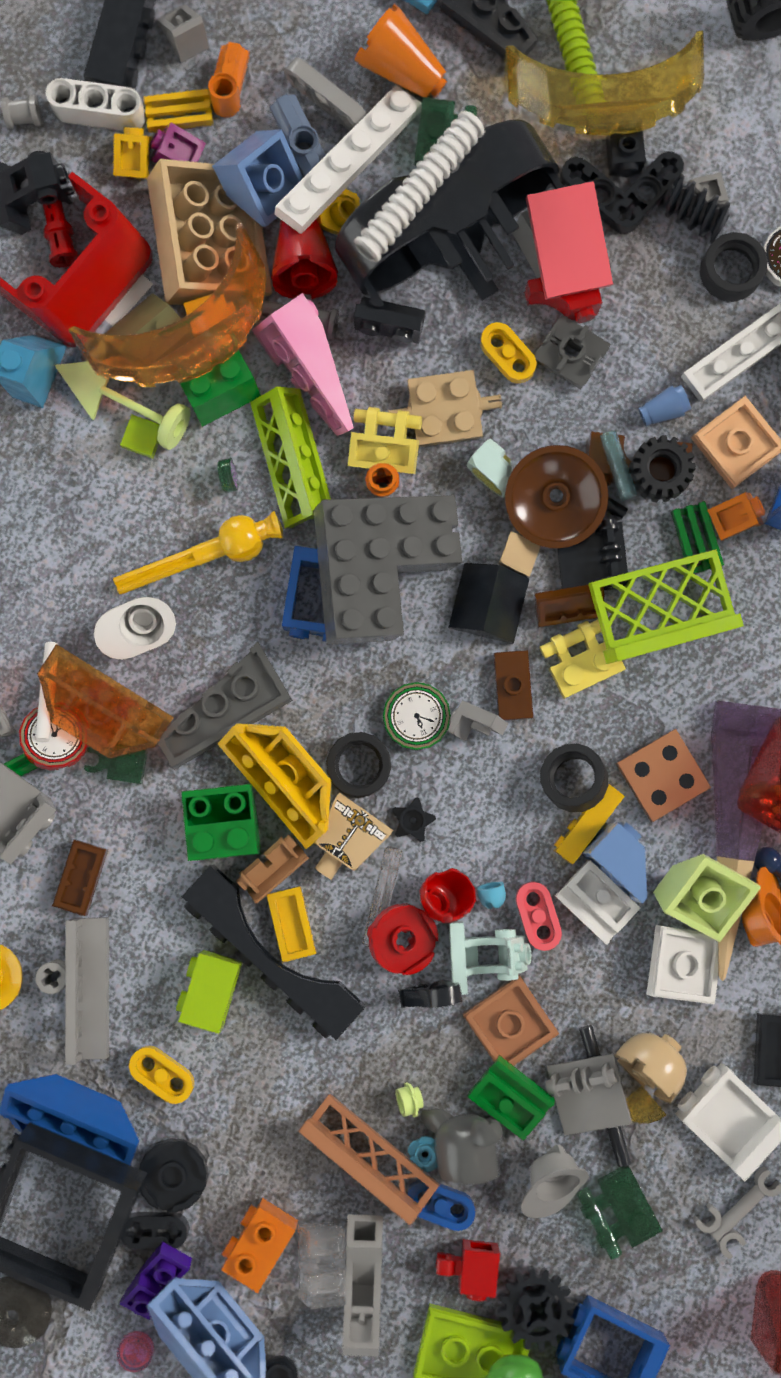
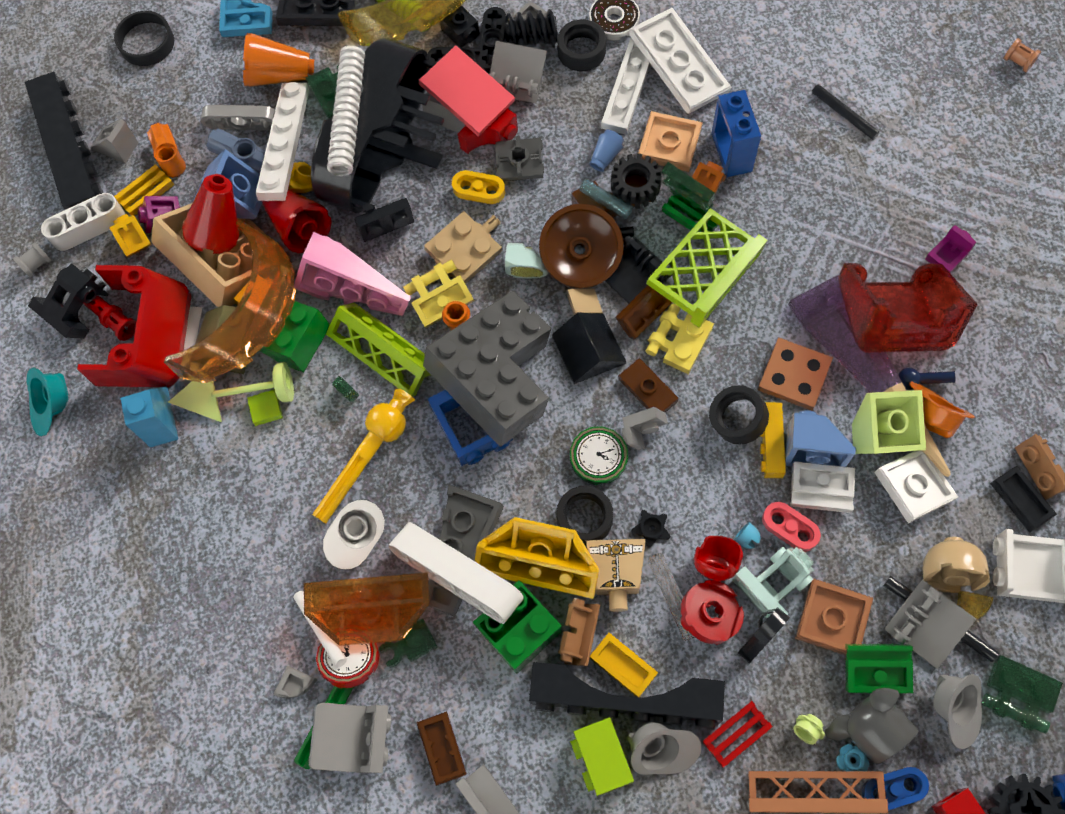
camera: 30 degrees left, 15 degrees down
(198, 735) = (456, 572): none -> white beam
(215, 203) = (212, 217): none -> red cone
(265, 1021) = (662, 749): none -> light grey piece
(338, 1057) = (757, 717): none -> red tile
(642, 249) = (518, 70): none -> light grey hinge
(702, 500) = (687, 187): none -> clear green plate

